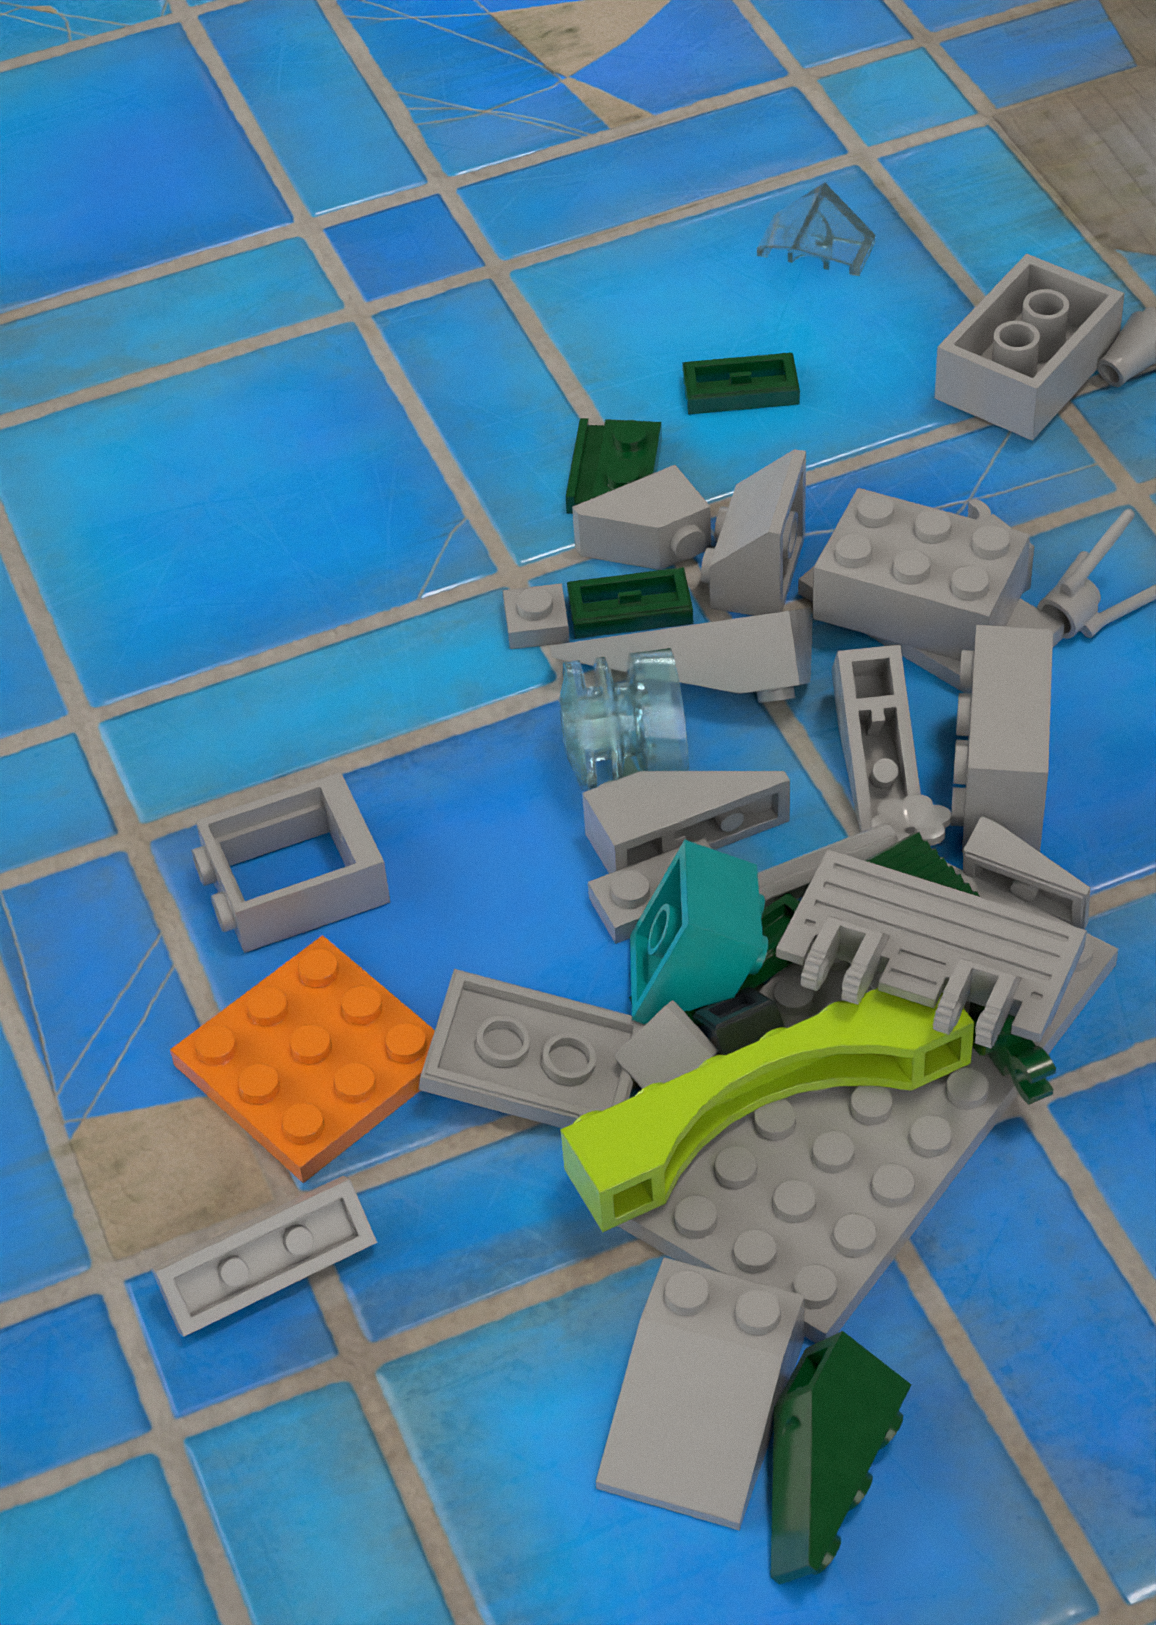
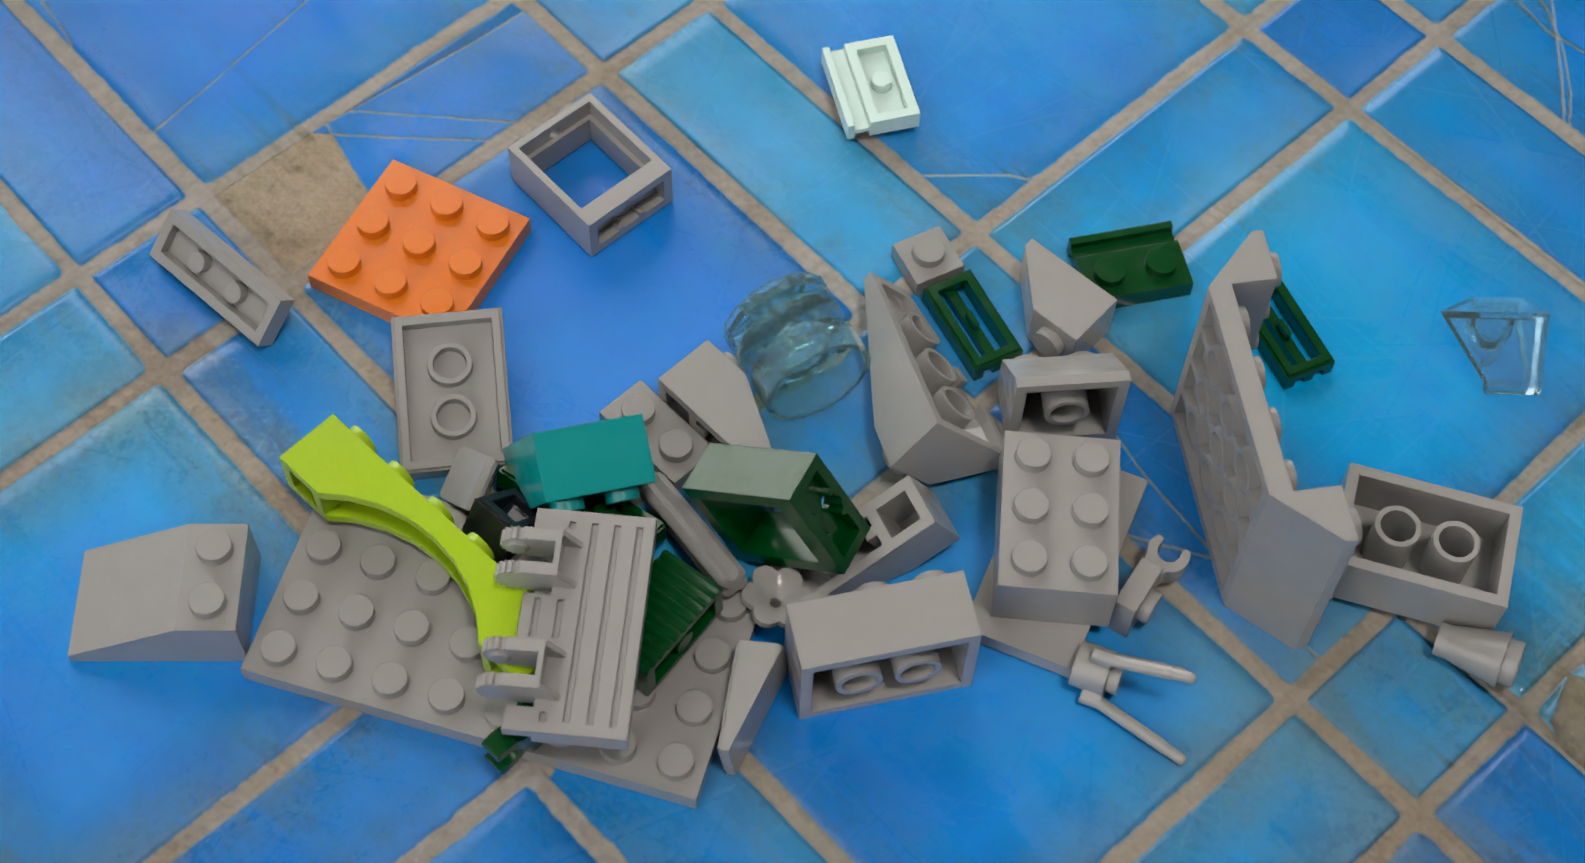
camera: 65 degrees right, 10 degrees up
(293, 600) = (870, 87): none -> light aqua plate
(826, 1436) = (147, 689): dark green slope -> none
(830, 767) = (738, 481): none -> dark green window
(916, 394) = (1268, 543): none -> light grey slope

